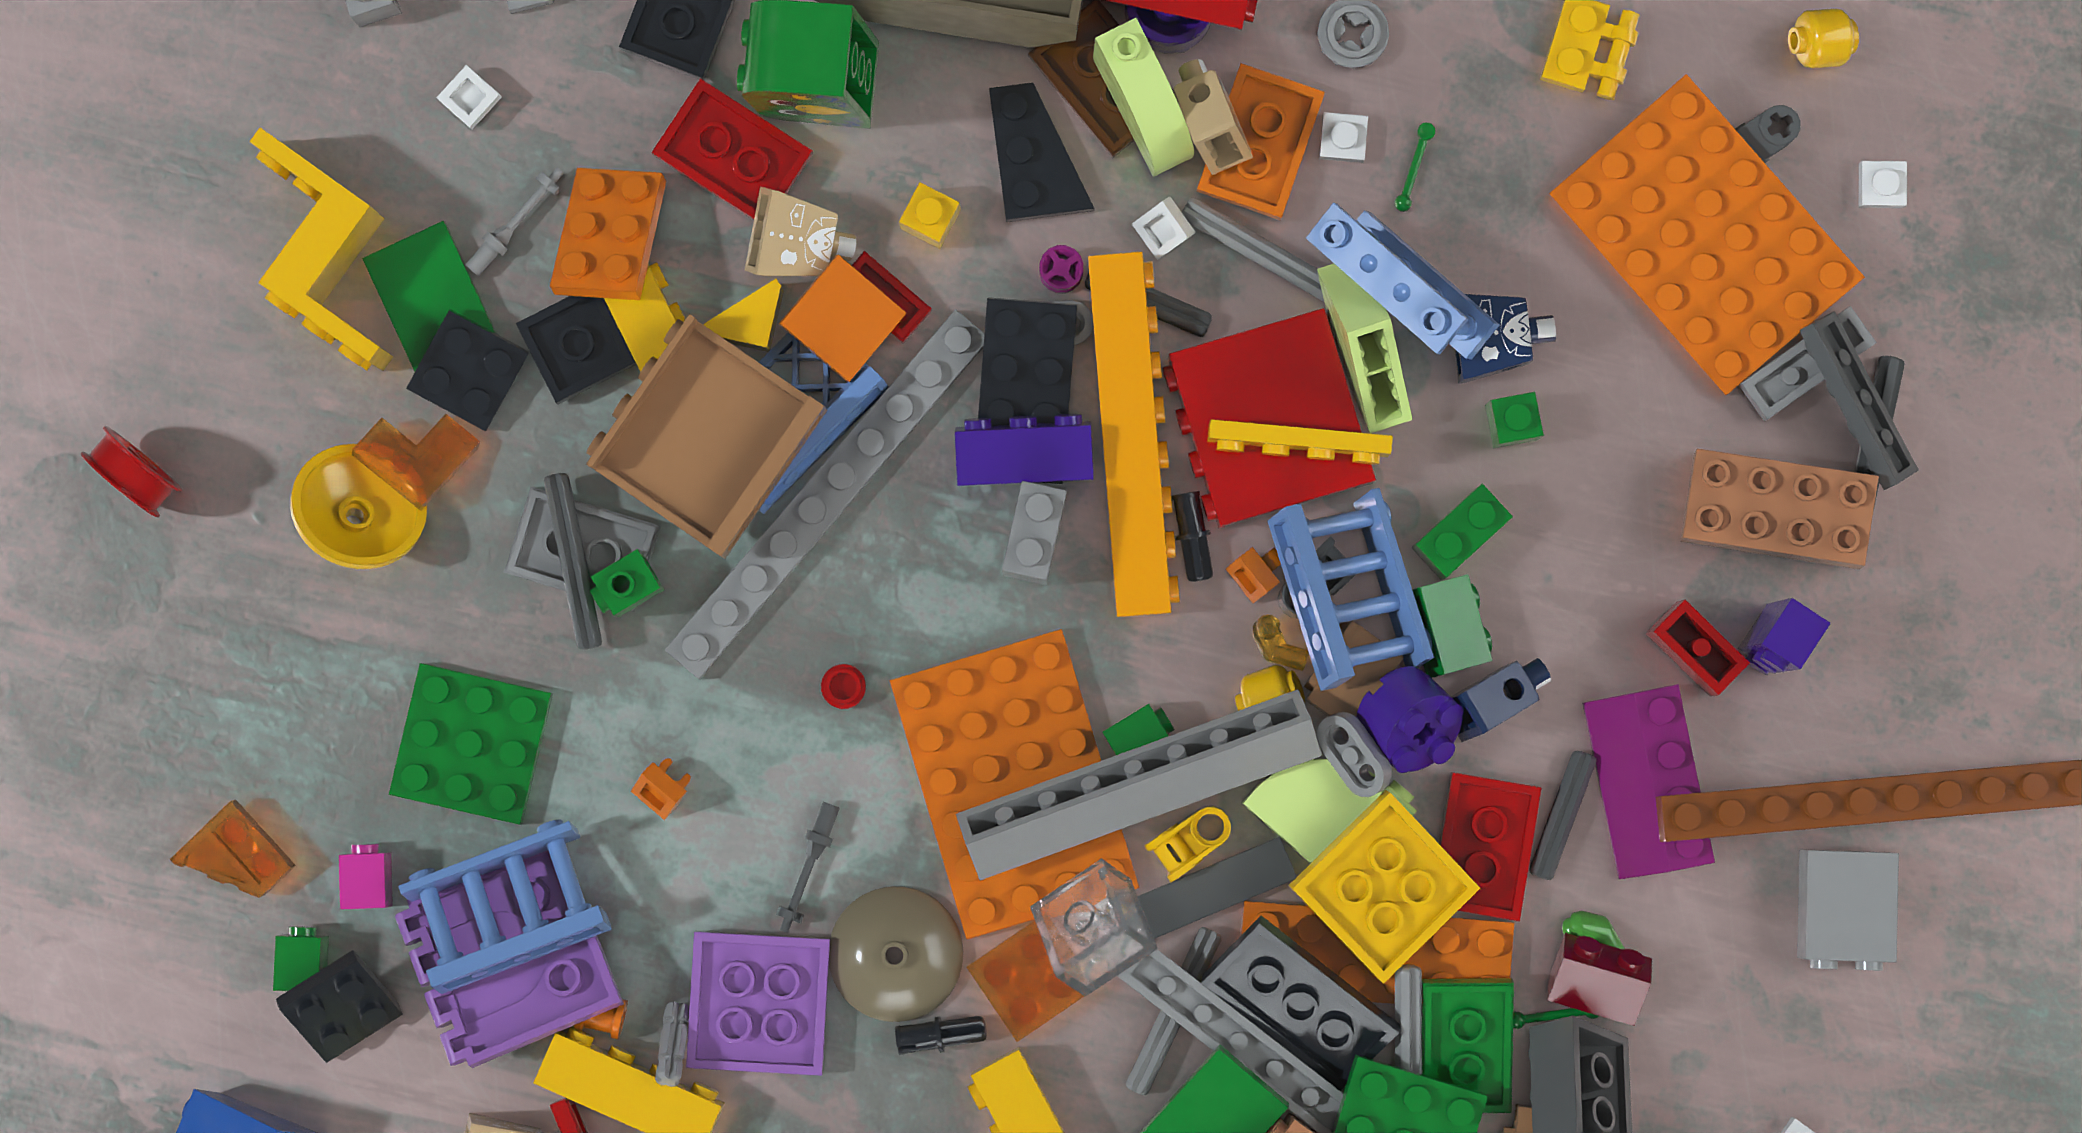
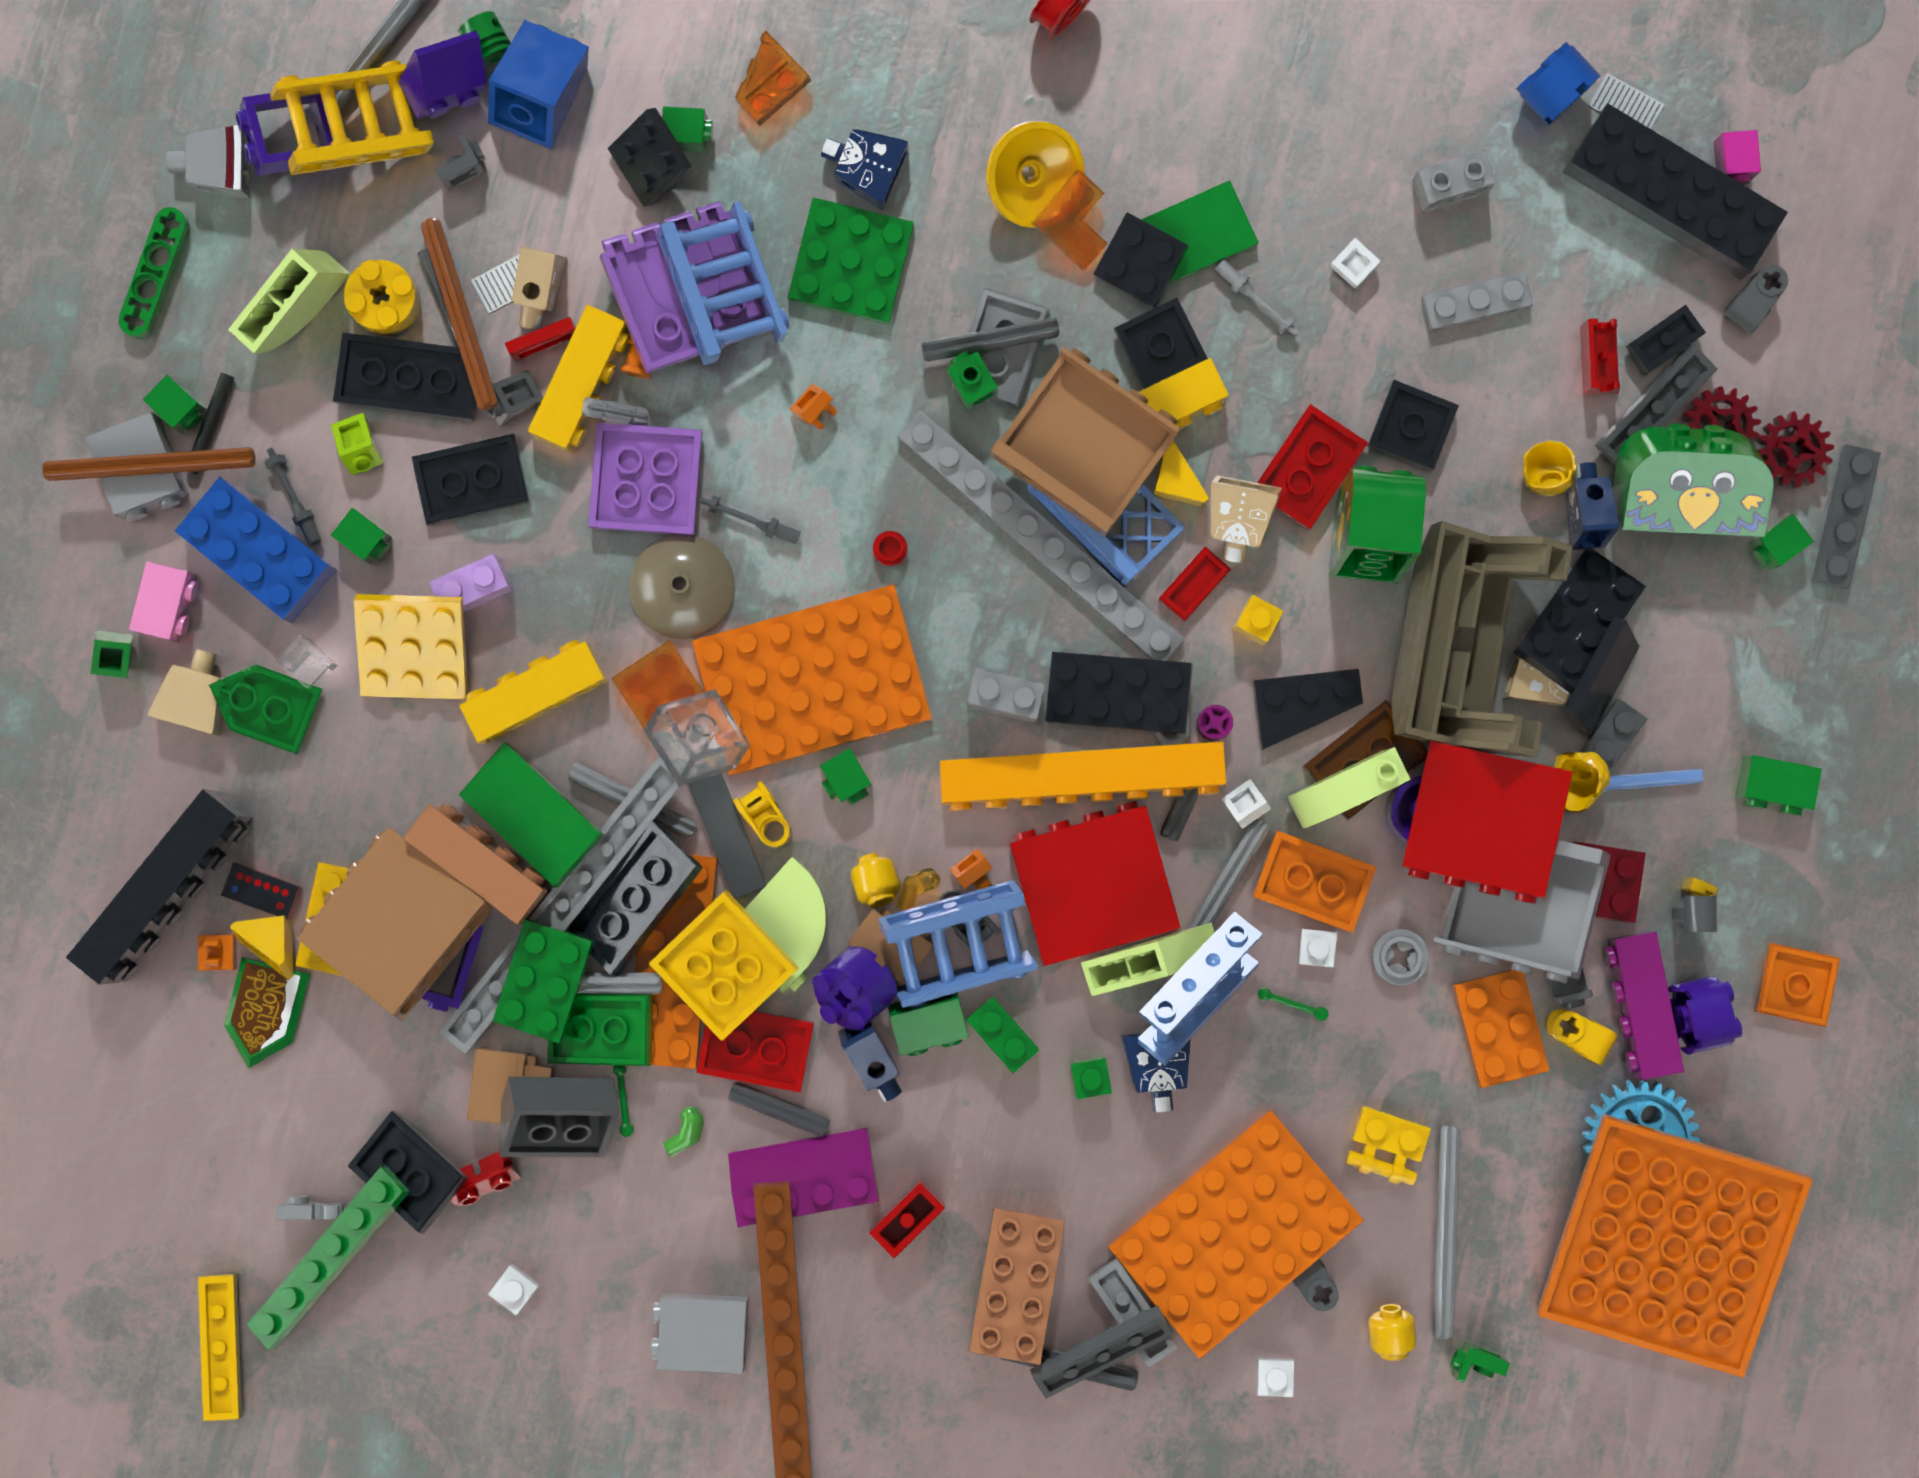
camera: 90 degrees right, 0 degrees up
(319, 252) = (1233, 146): yellow bracket -> none
(345, 724) = (867, 164): none -> dark blue torso
(365, 878) = (748, 178): dark pink brick -> none
(608, 234) = (1246, 369): orange plate -> none
(842, 318) = (1177, 550): orange tile -> none
(939, 1034) = (618, 618): black axle -> none
(1024, 450) = (1070, 689): dark purple brick -> none
(1139, 784) = (807, 774): light grey brick -> none
(1193, 536) = (1003, 822): black axle -> none
(1210, 117) = (1332, 840): tan torso -> none
(1280, 439) = (1075, 889): yellow plate -> none
(1353, 755) = (827, 943): light grey plate -> none
(1600, 979) = (649, 1134): brick -> none
(1783, 637) = (913, 1285): dark purple brick -> none

